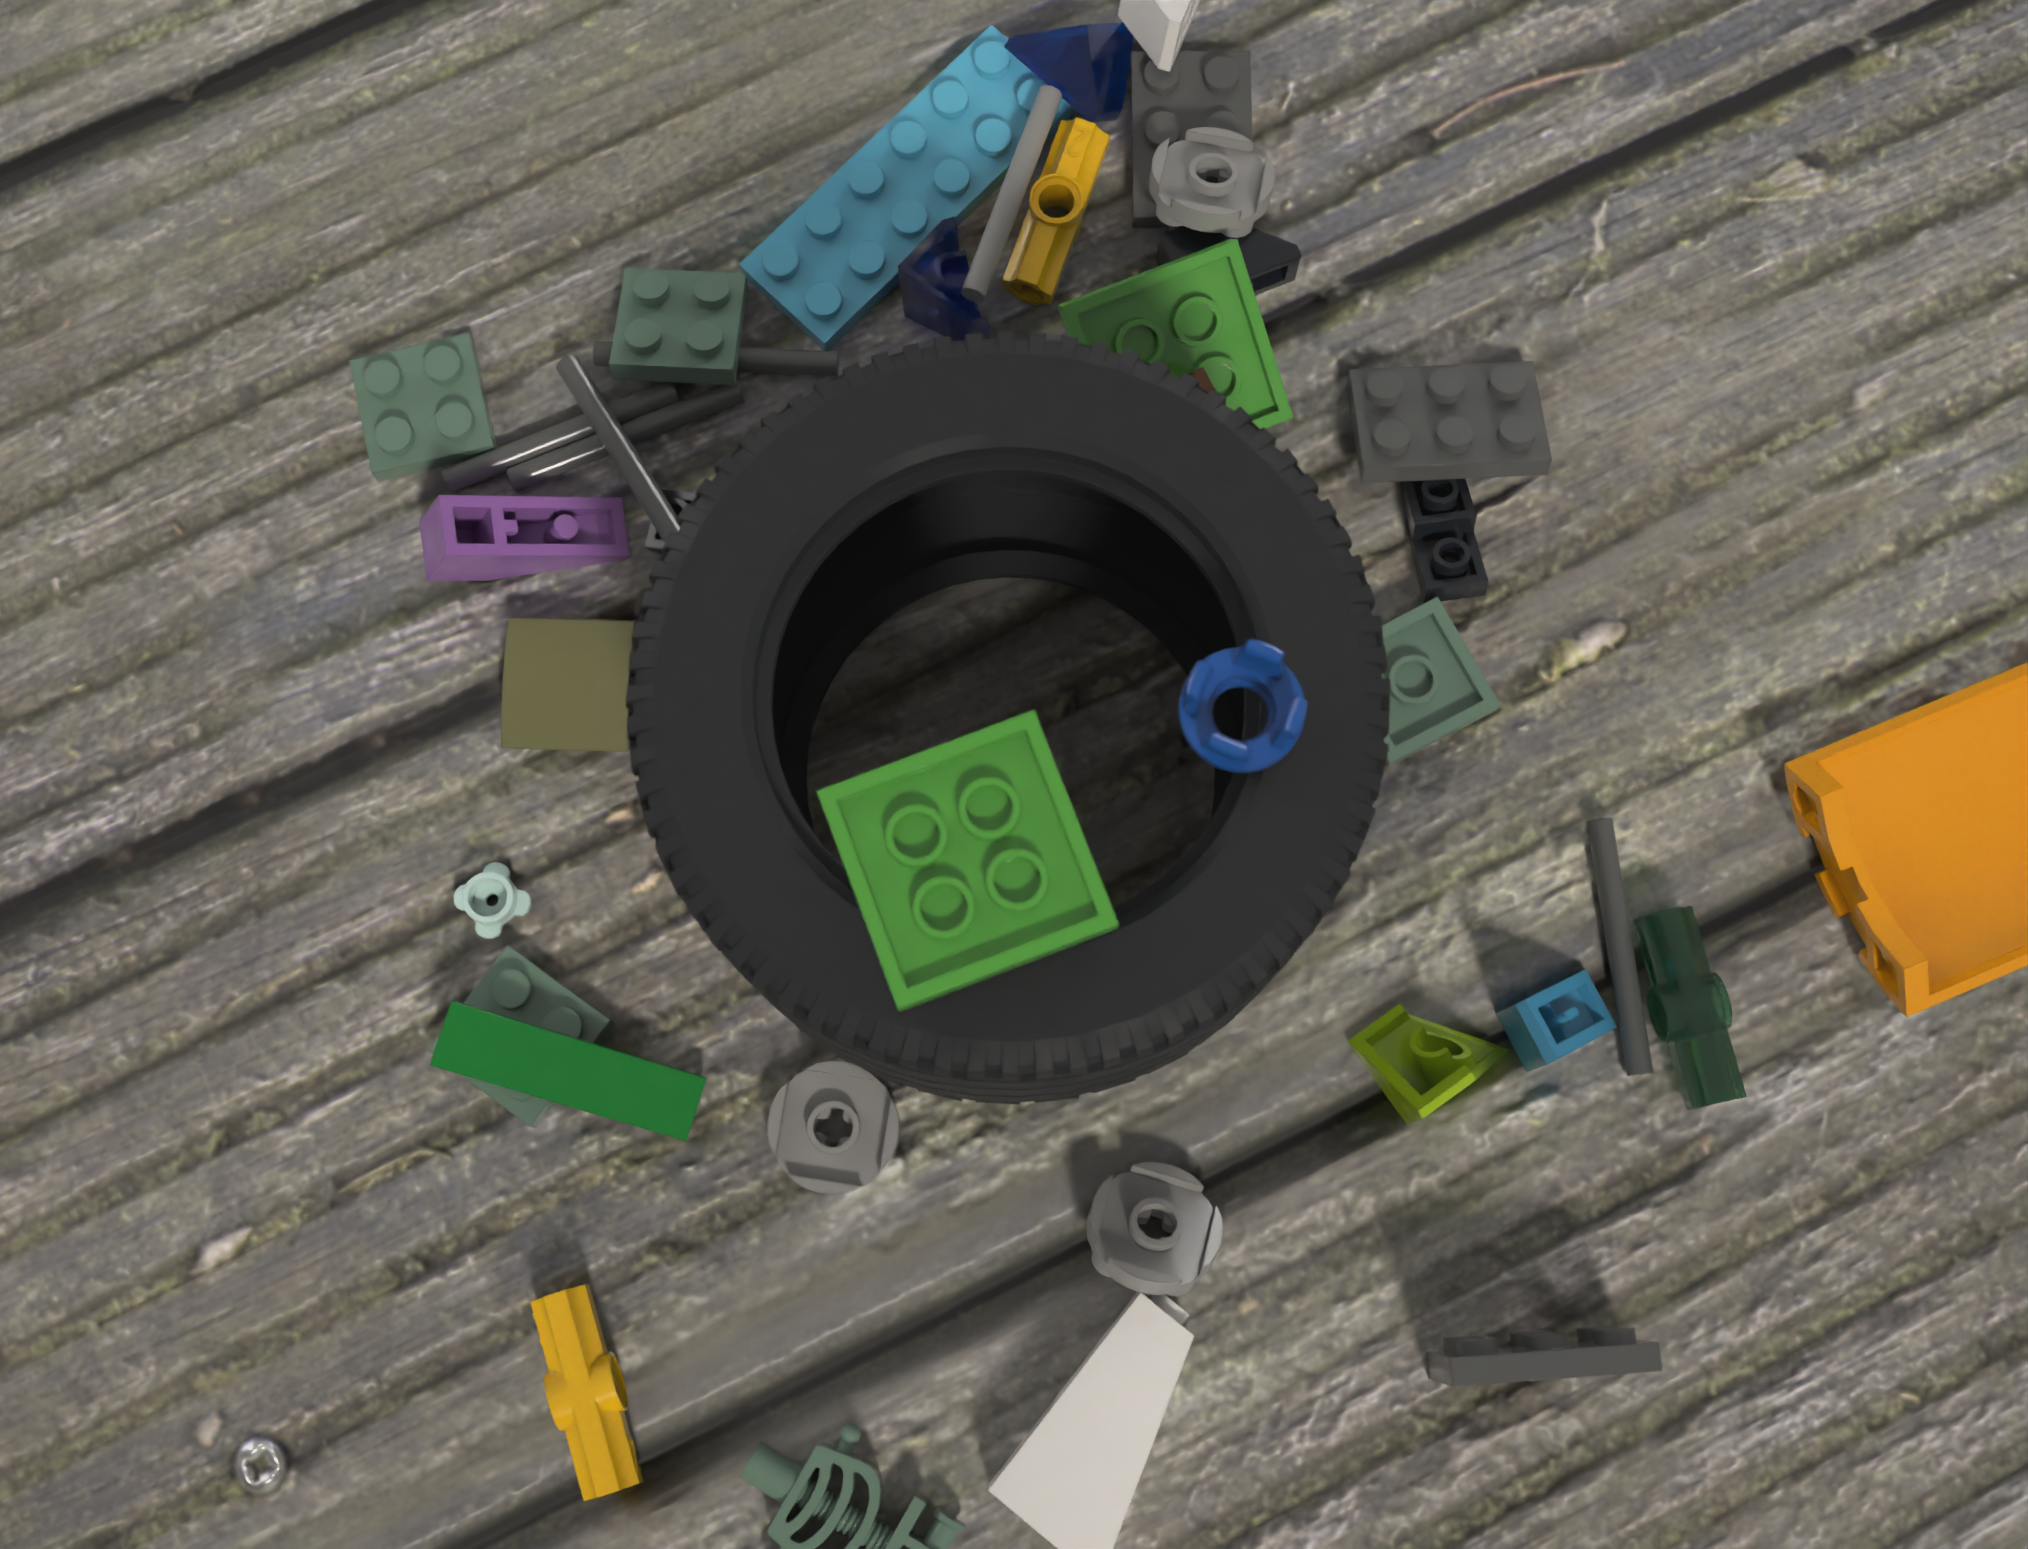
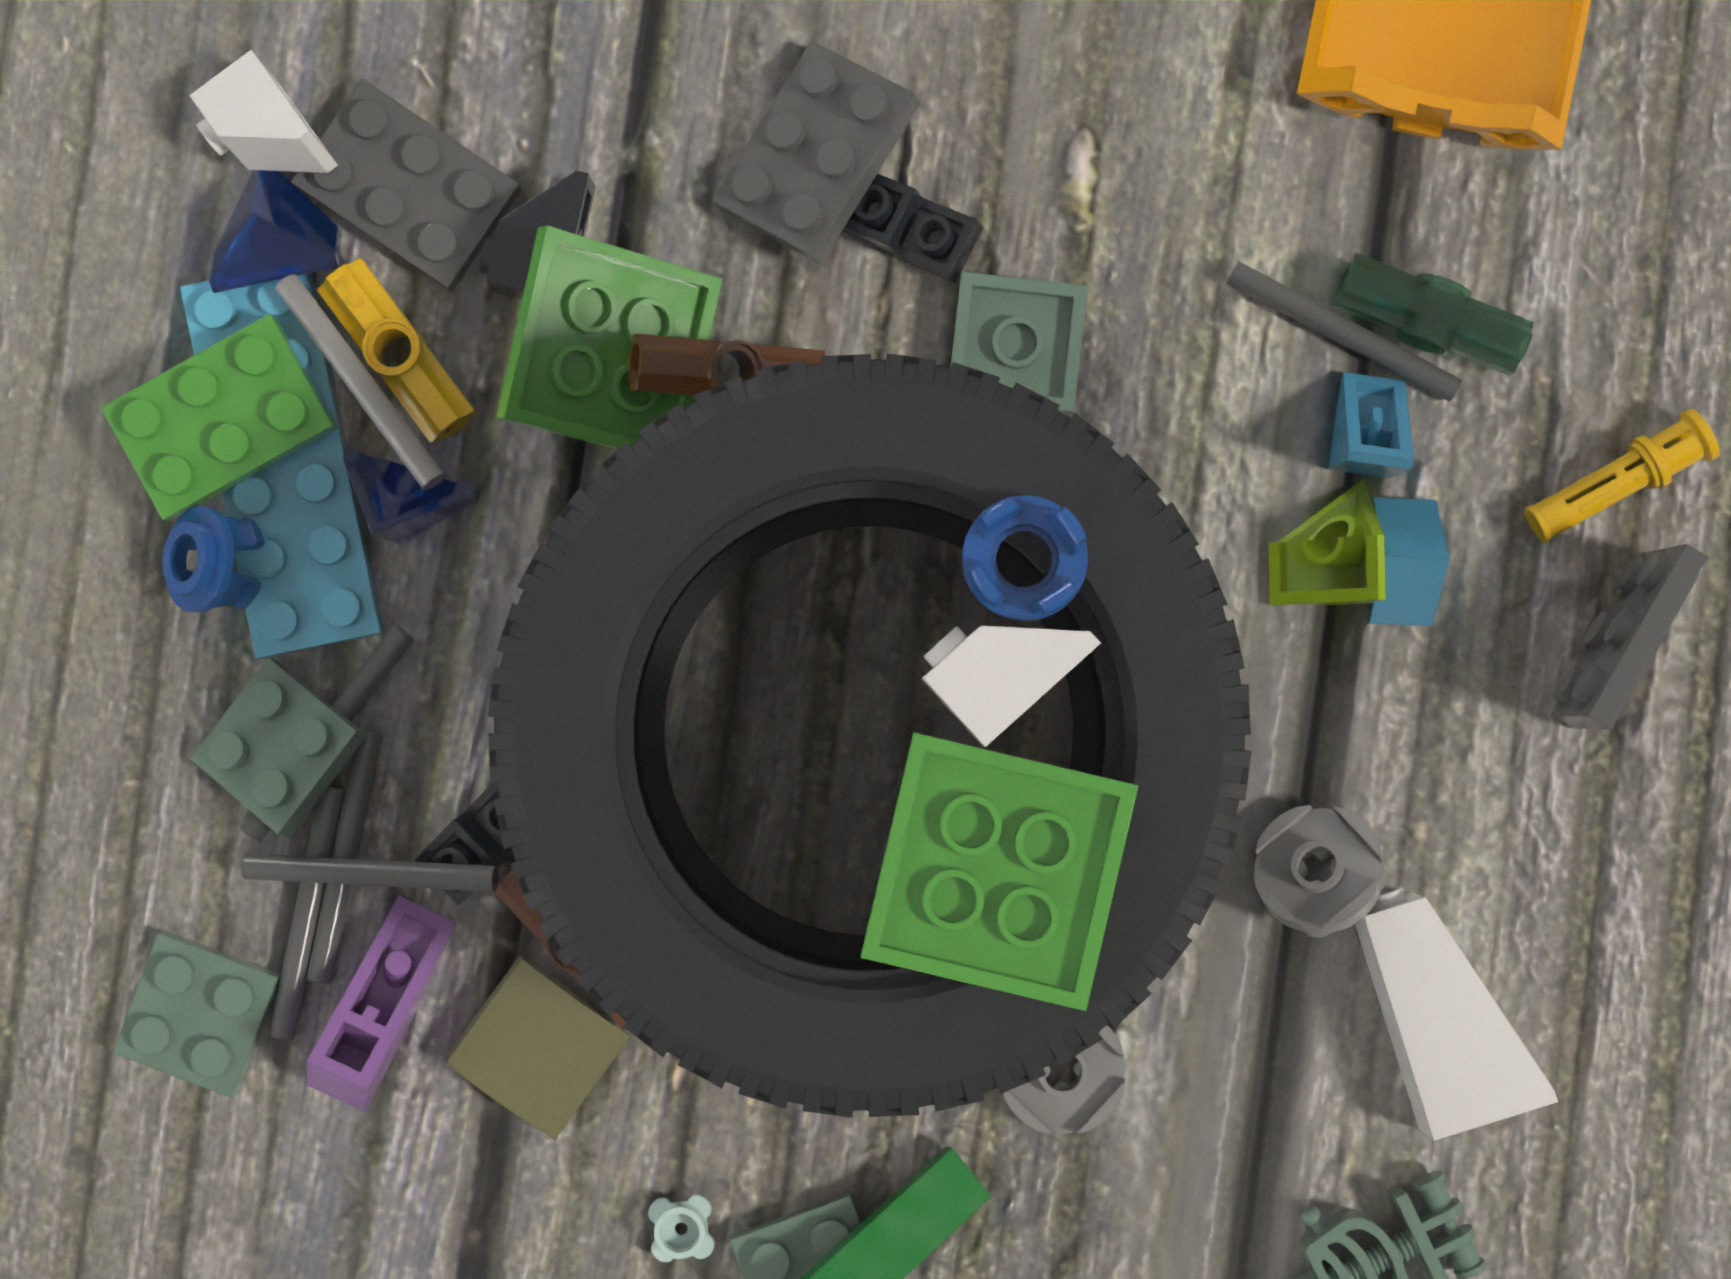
camera: 60 degrees left, 10 degrees up
(787, 166) = (213, 580): none -> blue piece
(910, 112) = (219, 417): none -> bright green plate
(1135, 750) = (1001, 672): none -> white slope
(1221, 207) = (490, 229): light grey plate -> none
(1465, 1130) = (1413, 561): none -> dark azure slope
(1700, 1281) = (1647, 463): none -> yellow pin

